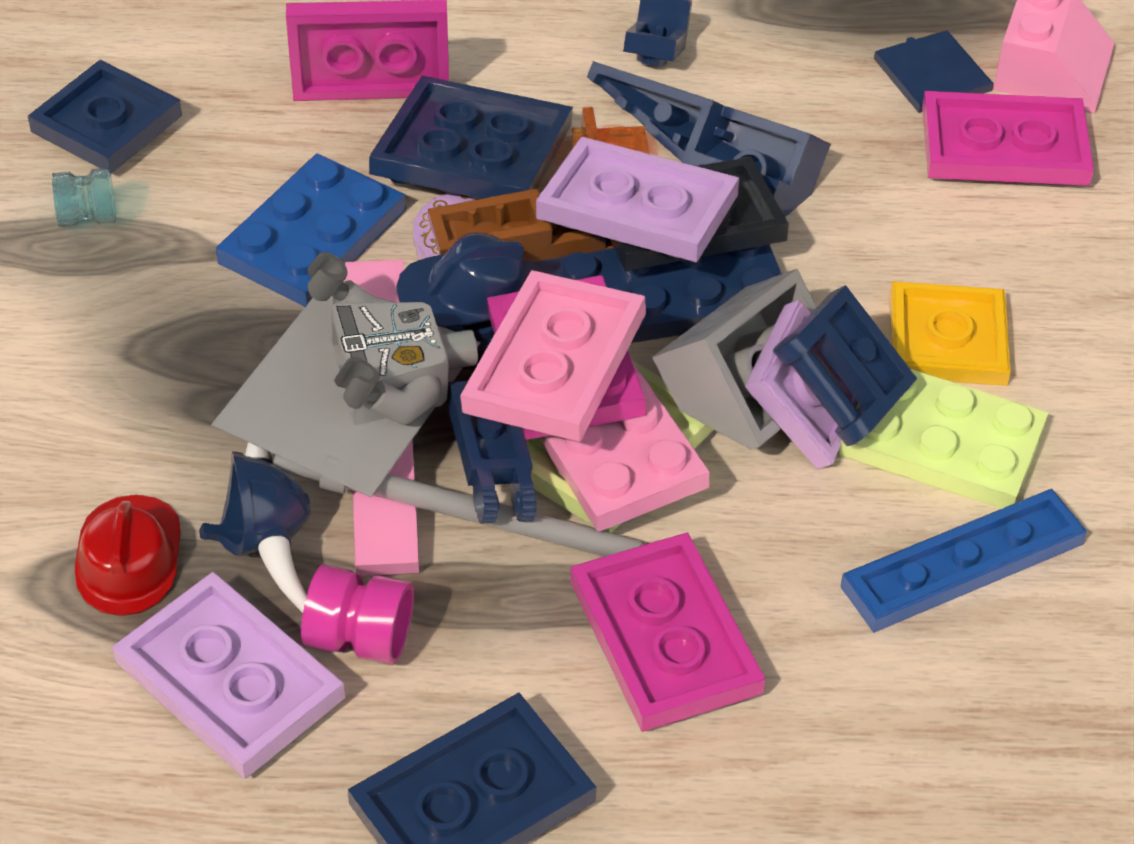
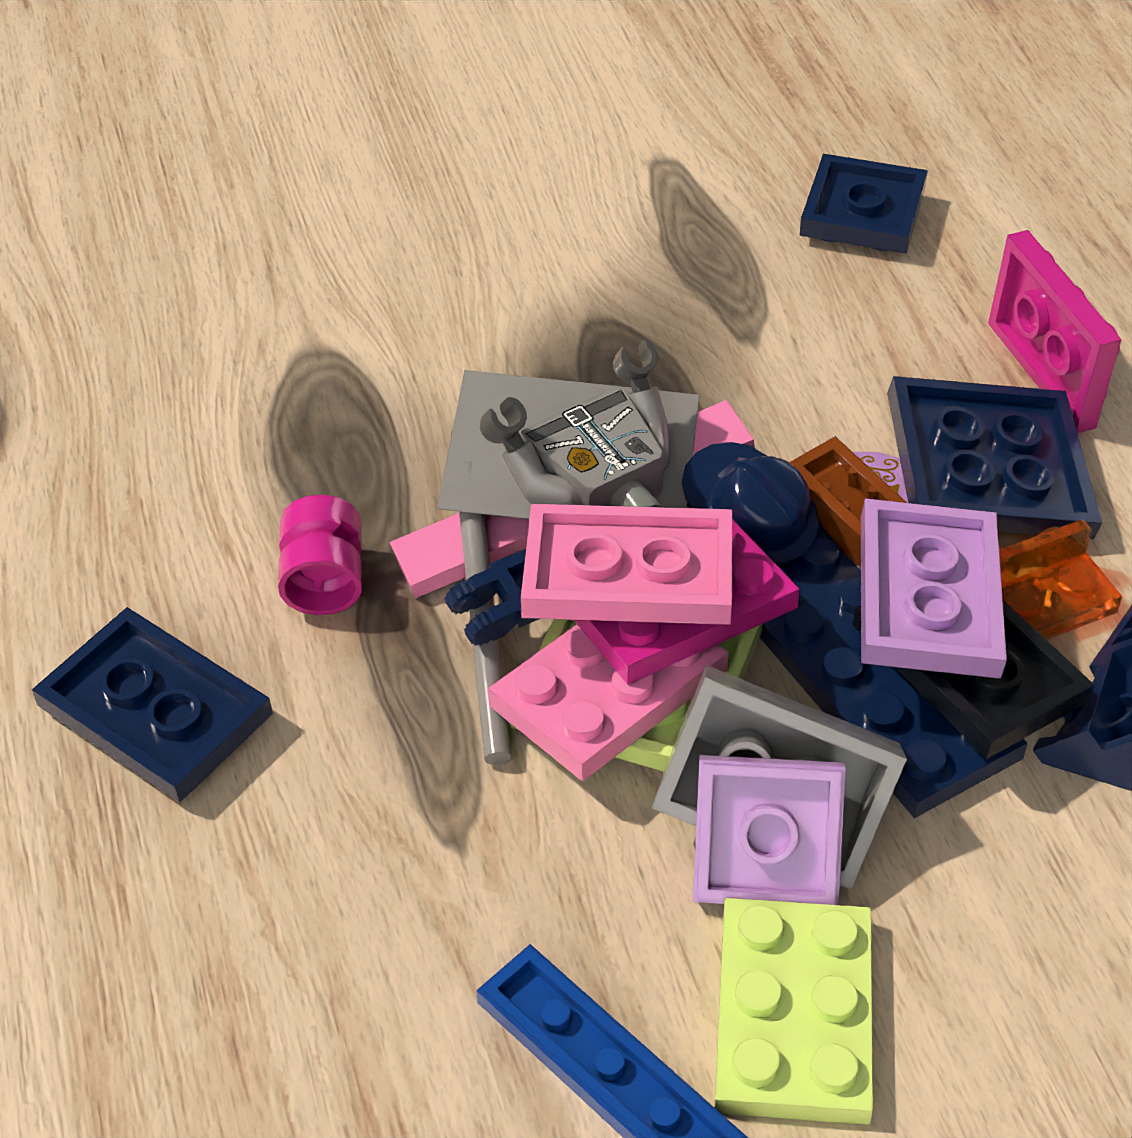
camera: 75 degrees right, 0 degrees up
(71, 197) = (746, 223): clear light blue wheel -> none
(127, 554) = (358, 393): red piece -> none
(229, 674) = (233, 494): lavender plate -> none
(262, 516) = (403, 447): dark blue helmet -> none
(311, 213) = (810, 387): blue plate -> none
(666, 631) = (393, 802): dark pink plate -> none
(858, 356) = (804, 852): dark blue plate -> none
(951, 331) = (968, 981): yellow tile -> none

